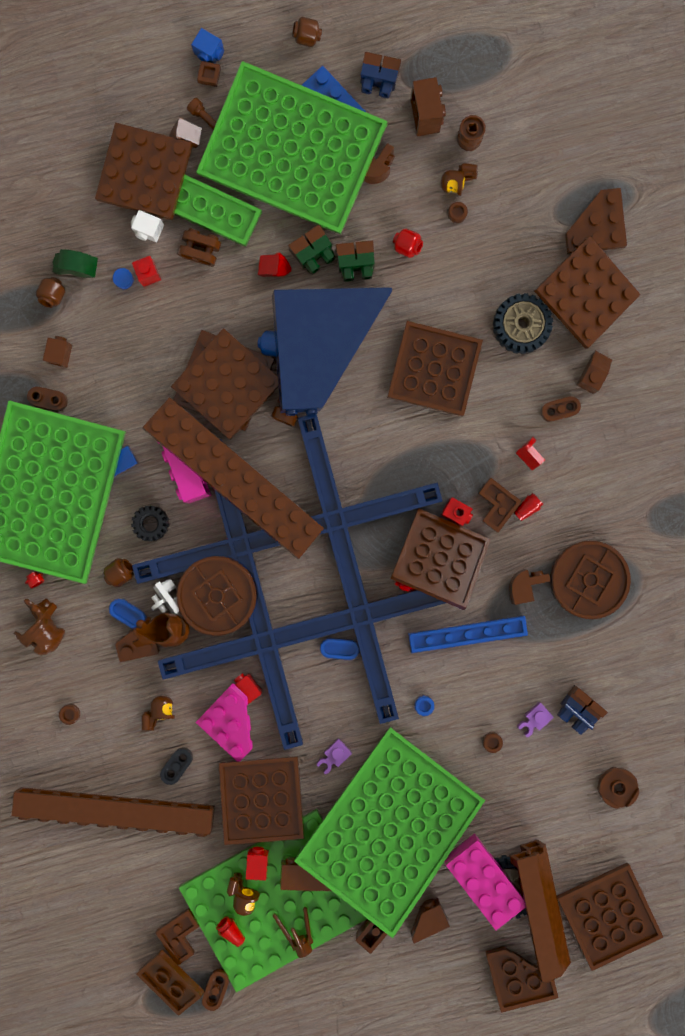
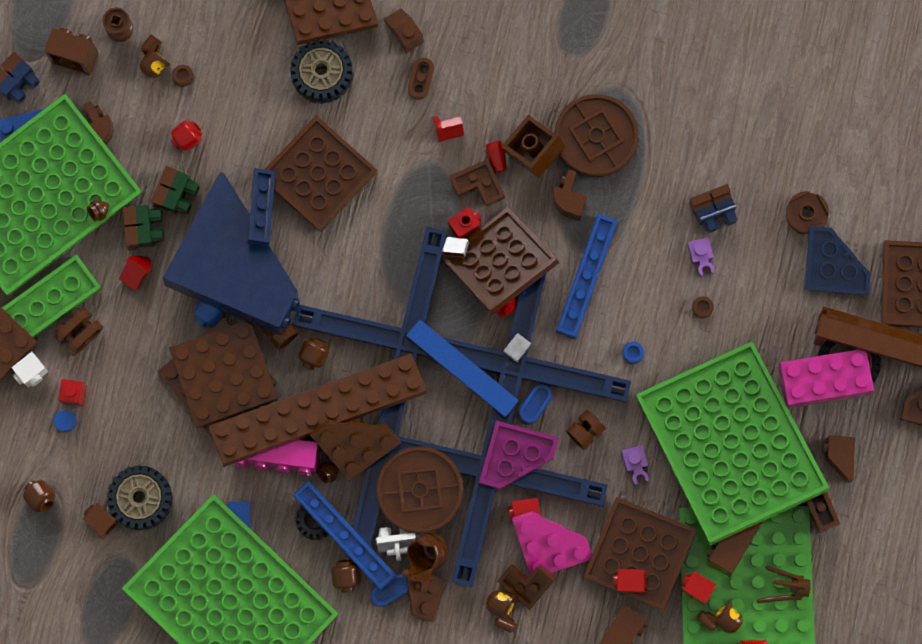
camera: 60 degrees left, 10 degrees down
(46, 398) = (138, 555): reddish brown plate -> none
(74, 263) = (25, 457): dark green brick -> none
(77, 371) = (125, 488): none -> wheel
(147, 555) = (344, 535): none -> blue tile
(177, 765) = (565, 620): black plate -> none
(184, 724) = (526, 588): none -> reddish brown plate
(195, 512) = (328, 472): none -> reddish brown plate
(221, 524) = (354, 444): none -> reddish brown plate
(232, 807) = (630, 581): none -> red brick
(283, 447) = (313, 353): none -> reddish brown head
(286, 657) = (515, 453): none -> magenta plate
(304, 205) = (98, 210): none -> reddish brown plate
(332, 699) = (580, 435): none -> reddish brown wheel
(334, 576) = (462, 368): none -> blue tile
(375, 611) = (517, 347): none -> flat silver piece
(378, 338) = (261, 207): none -> dark blue plate
(433, 515) = (455, 247): none -> piece
(553, 534) = (533, 146): none -> reddish brown brick
(585, 833) = (833, 265): none -> dark blue plate

